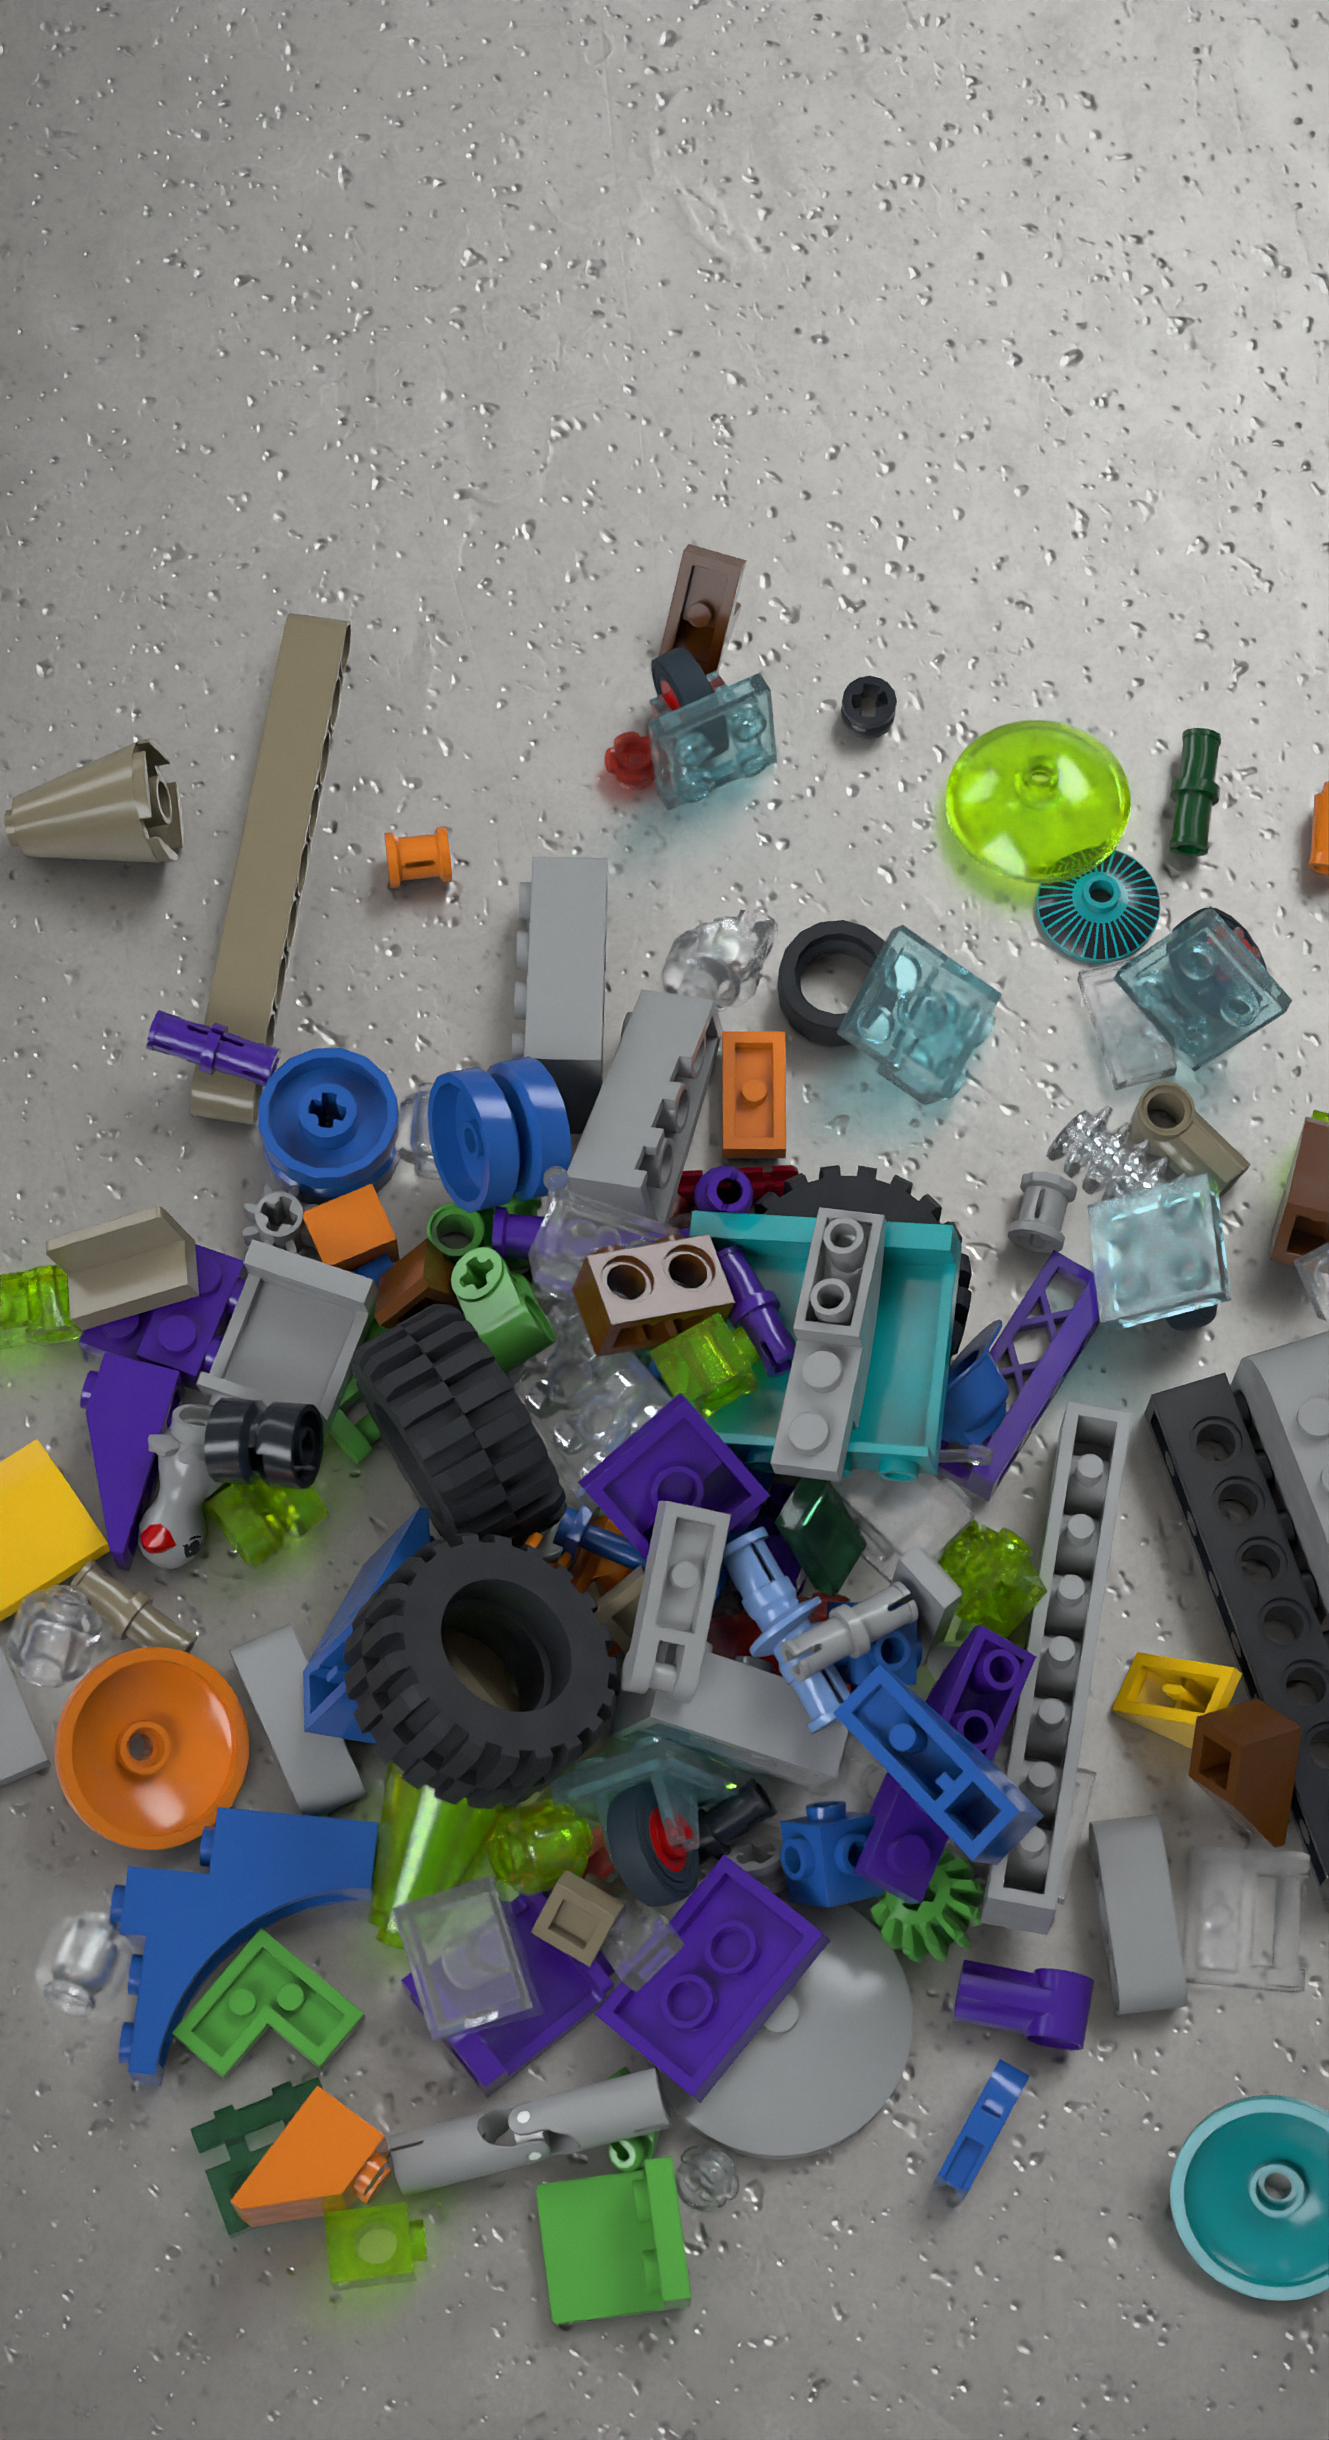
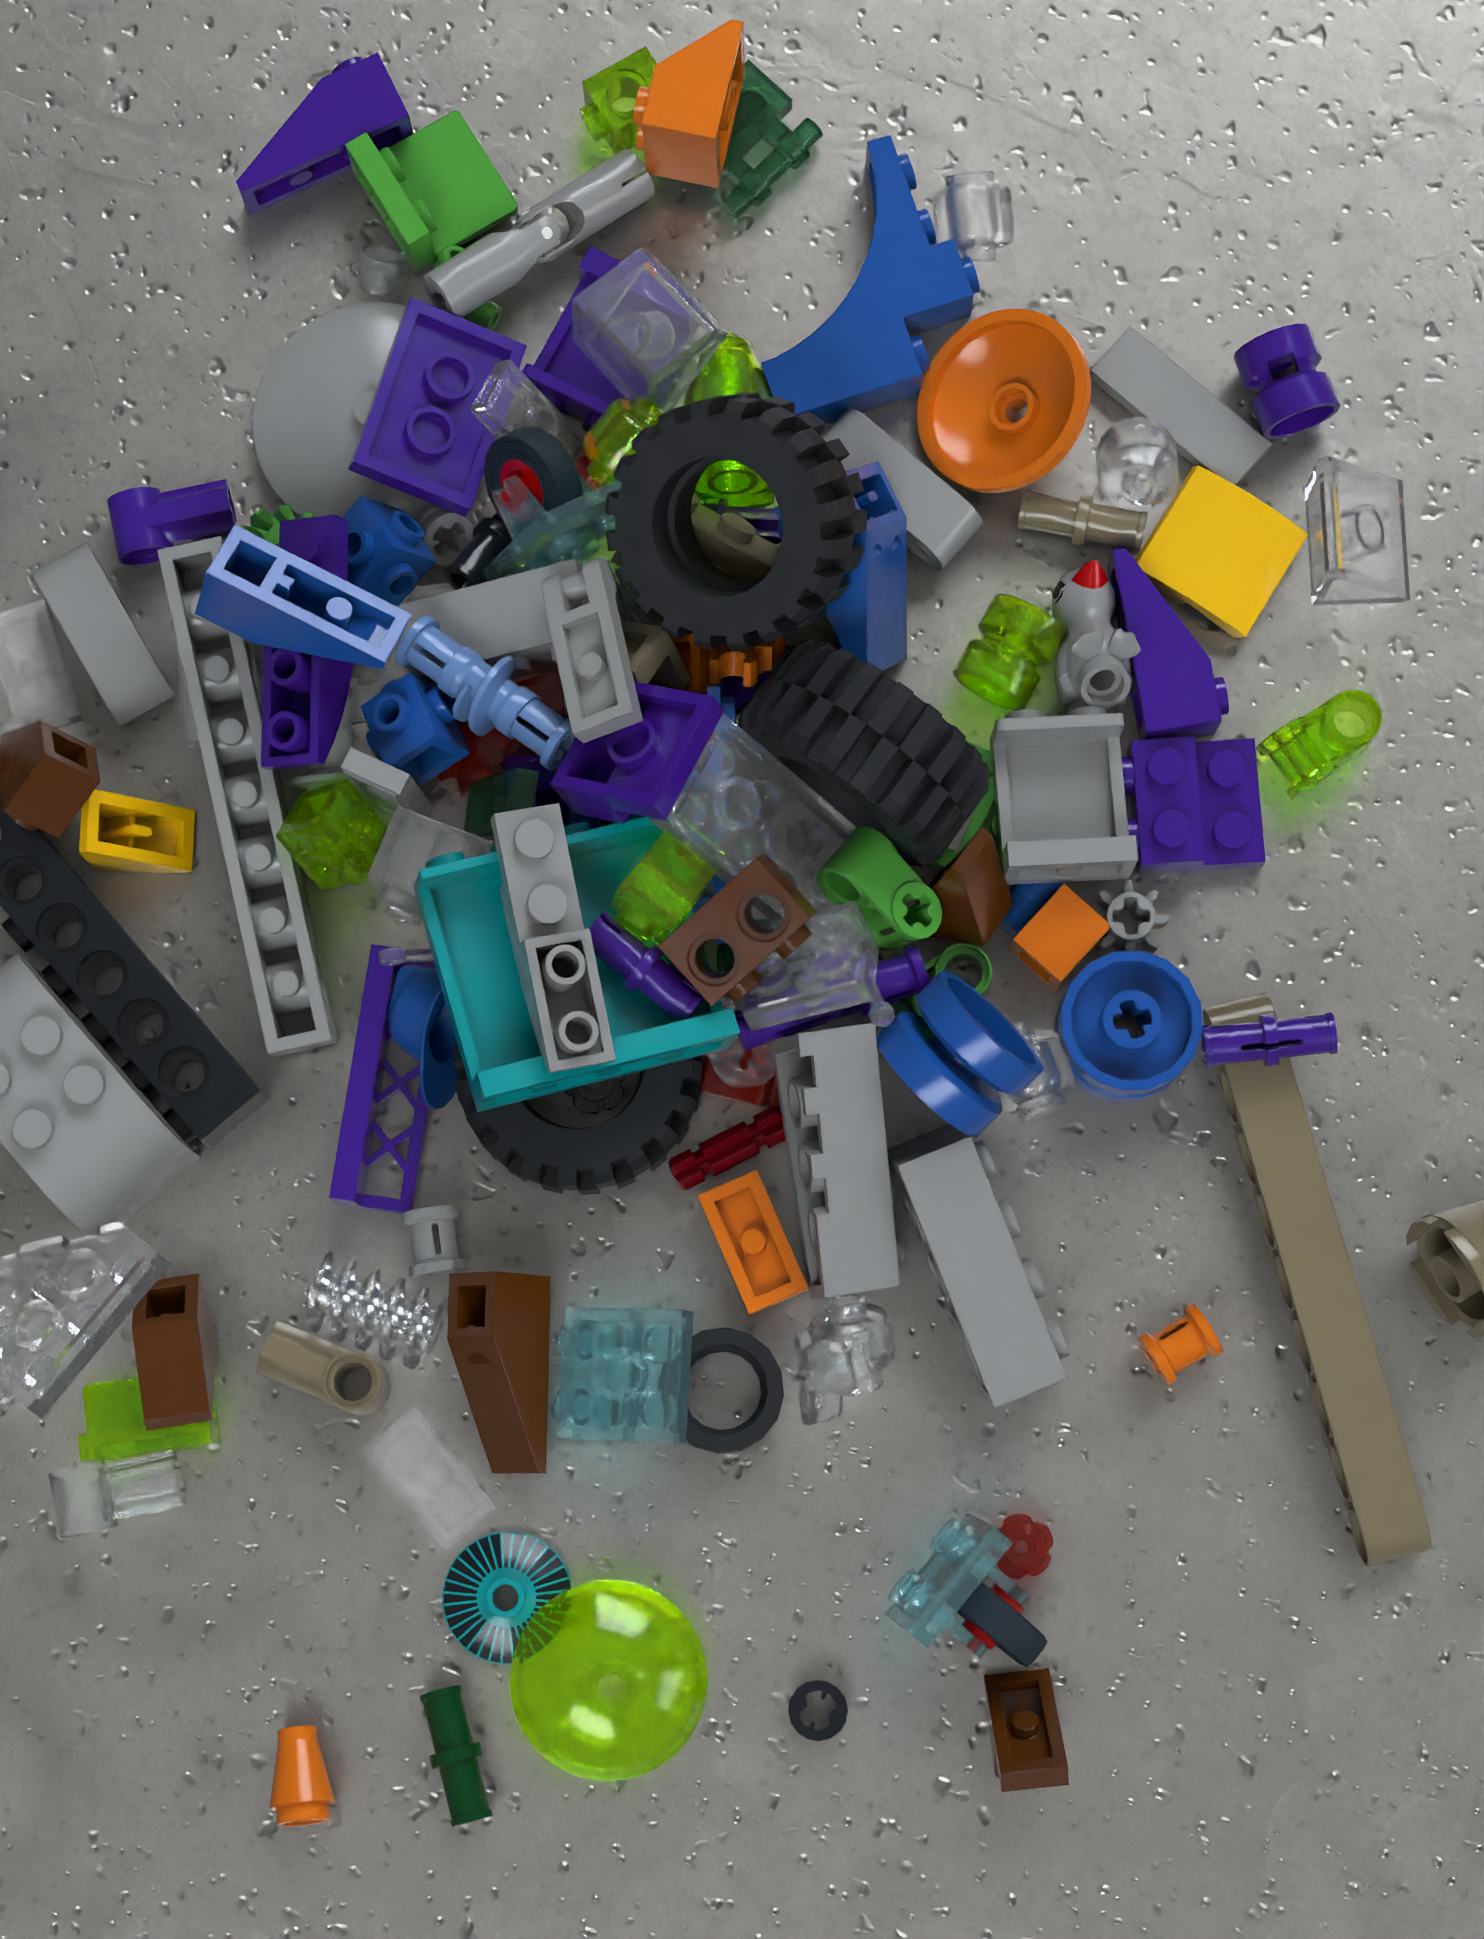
camera: 160 degrees right, 10 degrees up
(126, 1266) = (1236, 799): dark tan panel -> none
(264, 1443) = (1042, 674): black wheel -> none
(265, 1991) = (804, 265): bright green plate -> none
(578, 1916) = (570, 401): dark tan tile -> none
(680, 2356) = (313, 139): none -> dark purple slope
(708, 1200) = (727, 1097): dark purple pin -> none
(849, 1631) = (429, 699): light grey pin -> none
(982, 2128) = (167, 400): blue piece -> none
(1020, 1083) = (503, 1362): none -> reddish brown slope
(1160, 1255) = (298, 1211): clear light blue plate -> none
(1204, 986) = (361, 1535): clear light blue plate -> none

